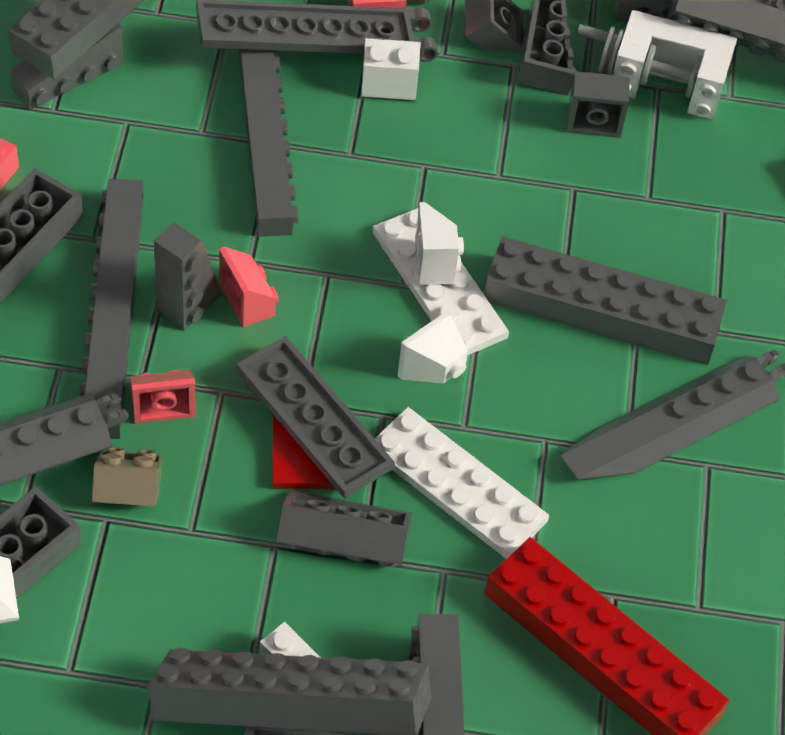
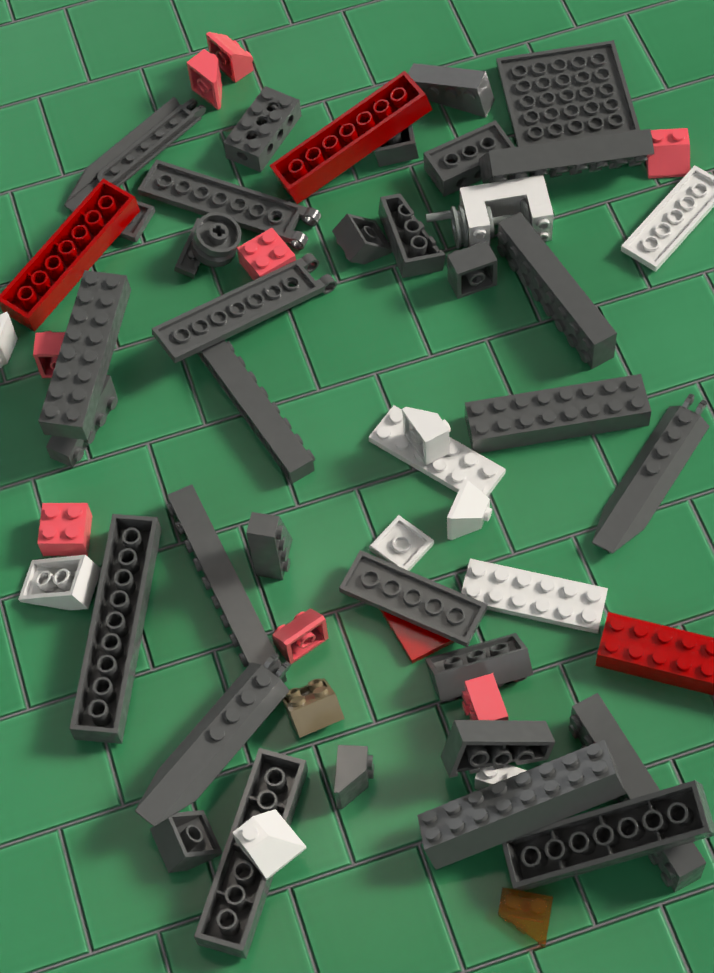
camera: 15 degrees left, 5 degrees up
(122, 568) = (353, 773): none -> slope
(246, 287) = (310, 527): coral slope -> none
(304, 611) = (495, 744): none -> dark grey wedge
(320, 572) = (483, 699): none -> coral brick
(340, 356) = (401, 544): none -> white tile
(390, 69) = (314, 312): white slope -> none
(681, 170) = (556, 291): none -> dark grey brick

